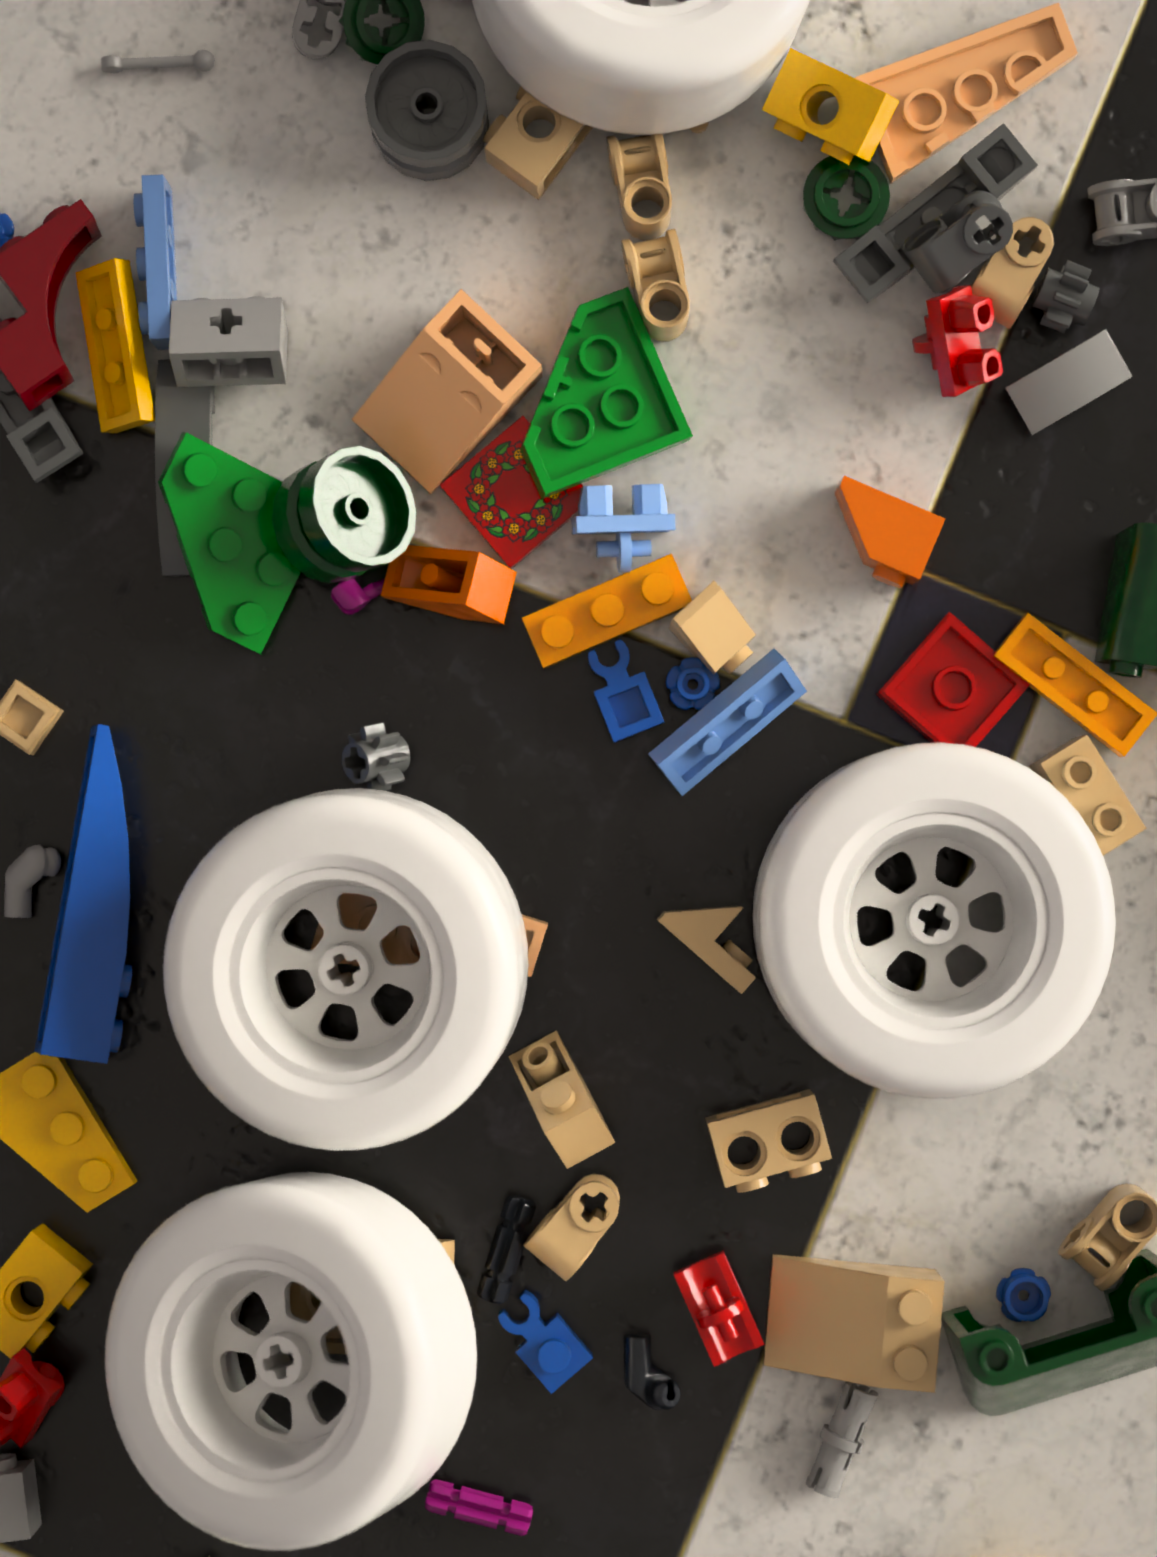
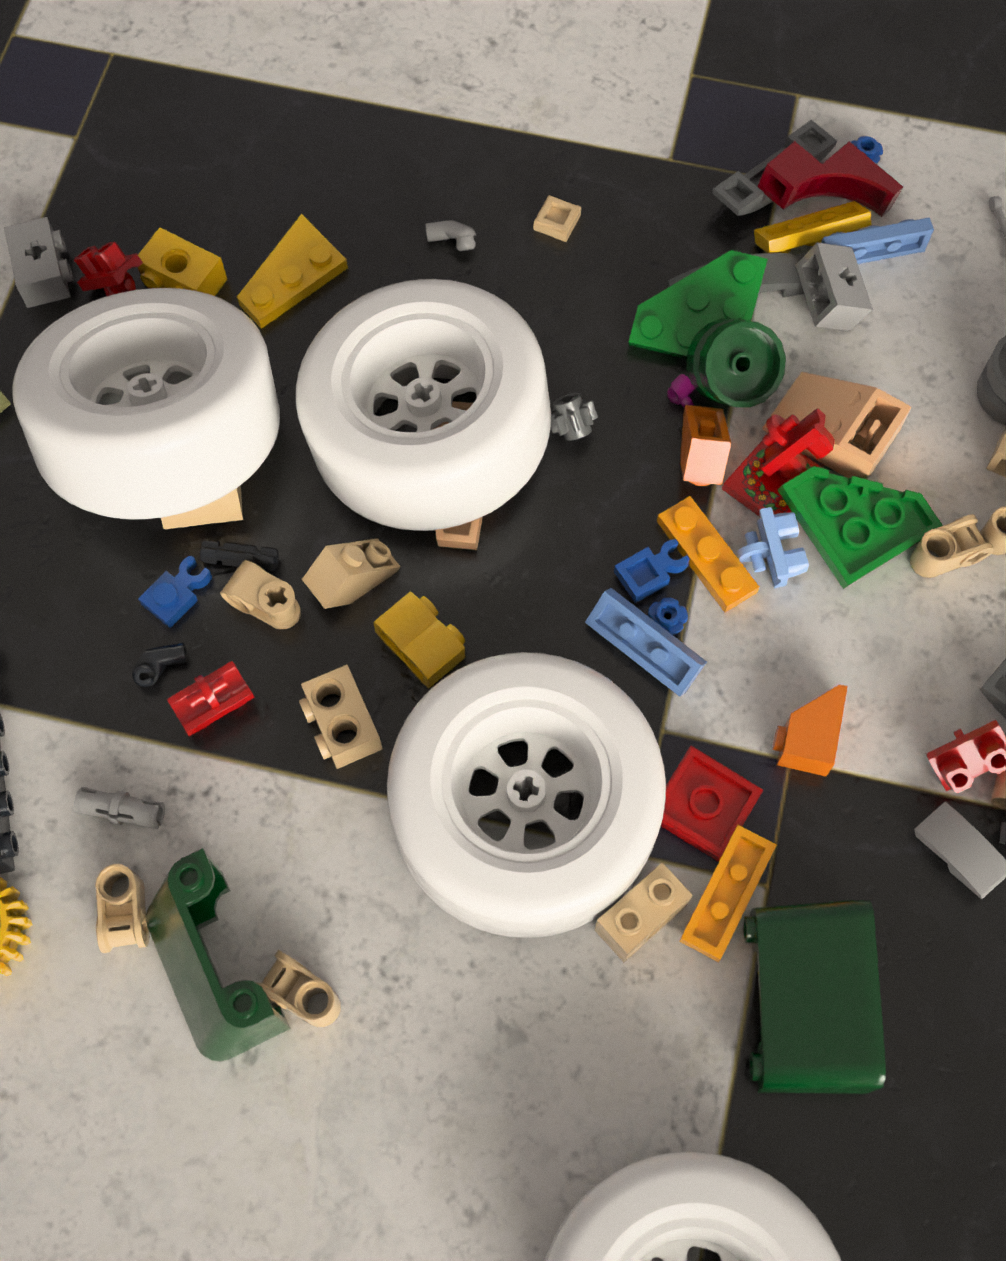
camera: 85 degrees right, 20 degrees down
(92, 922) = (382, 262): blue slope -> none
(478, 1507) = (53, 565): magenta axle -> none
(488, 465) = (791, 437): none -> red hips
(674, 1019) = (420, 638): none -> yellow brick
(699, 931) = (485, 642): tan slope -> none
(714, 630) = (712, 612): tan slope -> none
(855, 1321) = (210, 803): tan slope -> none
(987, 1445) = (120, 918): none -> tan piece
(1038, 1295) = (234, 922): blue plate -> none

